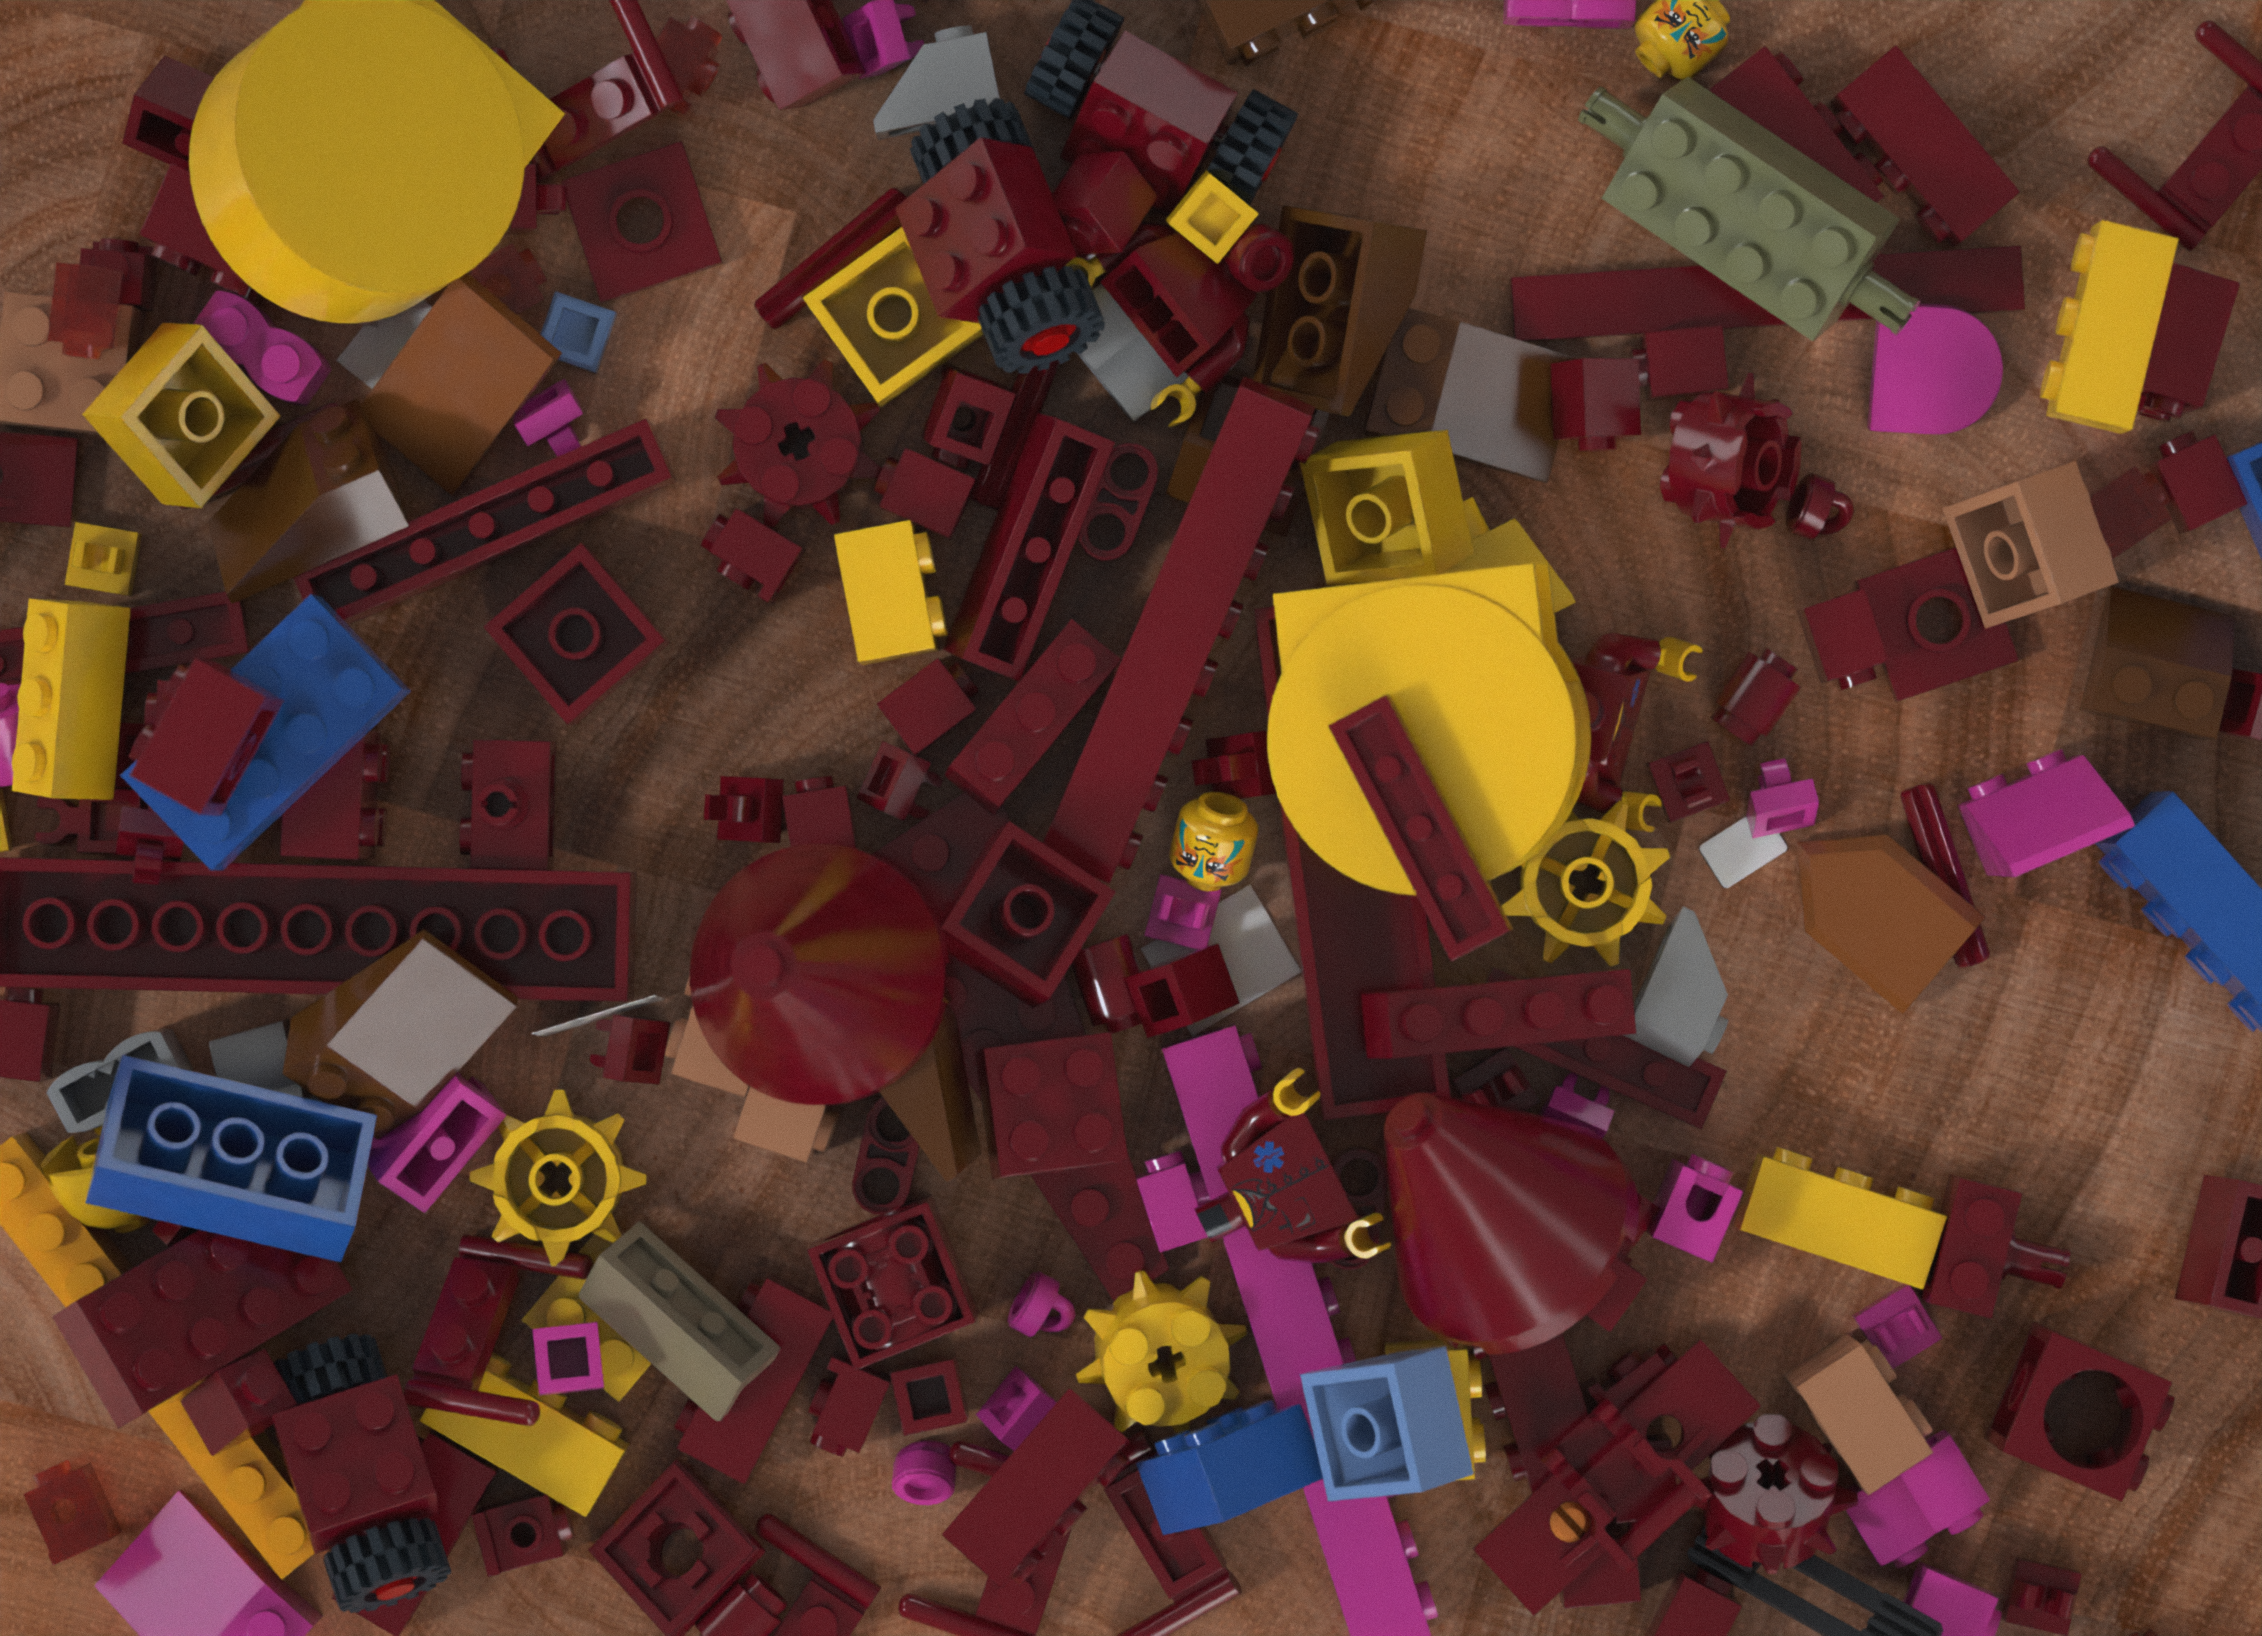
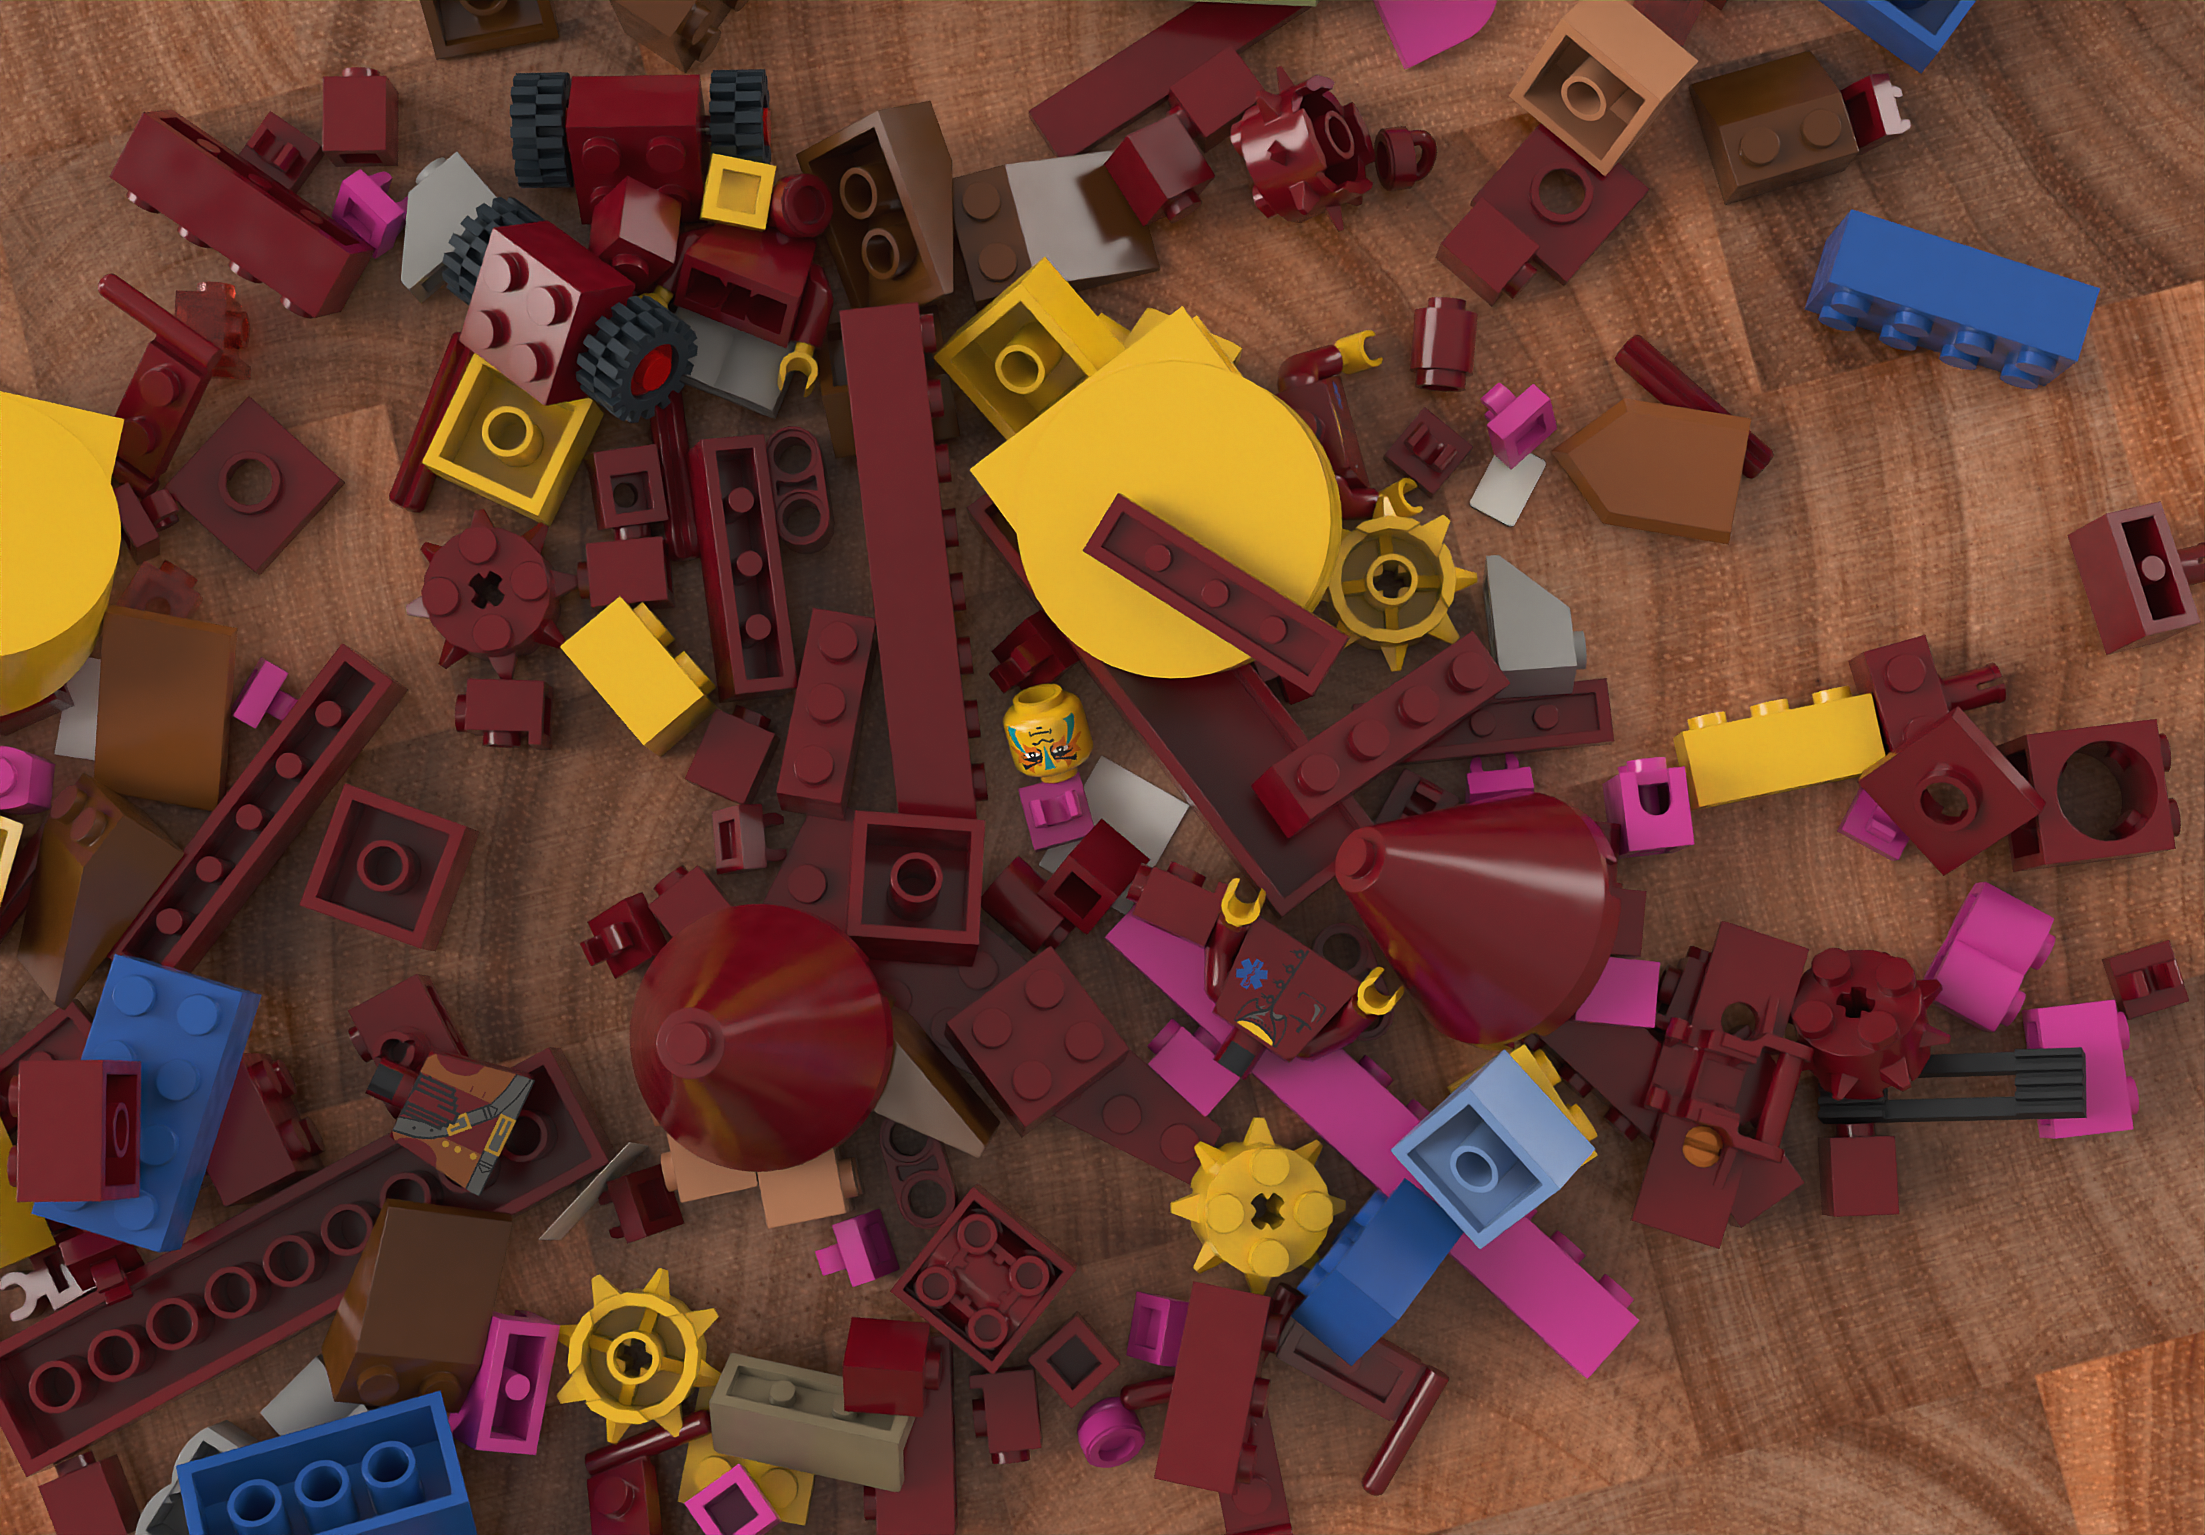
camera: 25 degrees left, 5 degrees down
(521, 886) = (453, 1111): none -> torso
(578, 330) = (252, 607): medium blue tile -> none
(770, 1313) = (889, 1367): none -> dark red brick
(799, 1193) = (861, 1249): none -> dark pink tile
(1034, 1303) = (1121, 1226): dark pink tile -> none
(1240, 1056) = (1176, 901): none -> dark red brick
(1577, 1355) = (1623, 995): none -> dark pink brick
(1858, 1412) = (1898, 906): nougat brick -> none
(1986, 1322) = (1962, 756): none -> dark red piece
(2041, 814) = (1748, 301): dark pink slope -> none

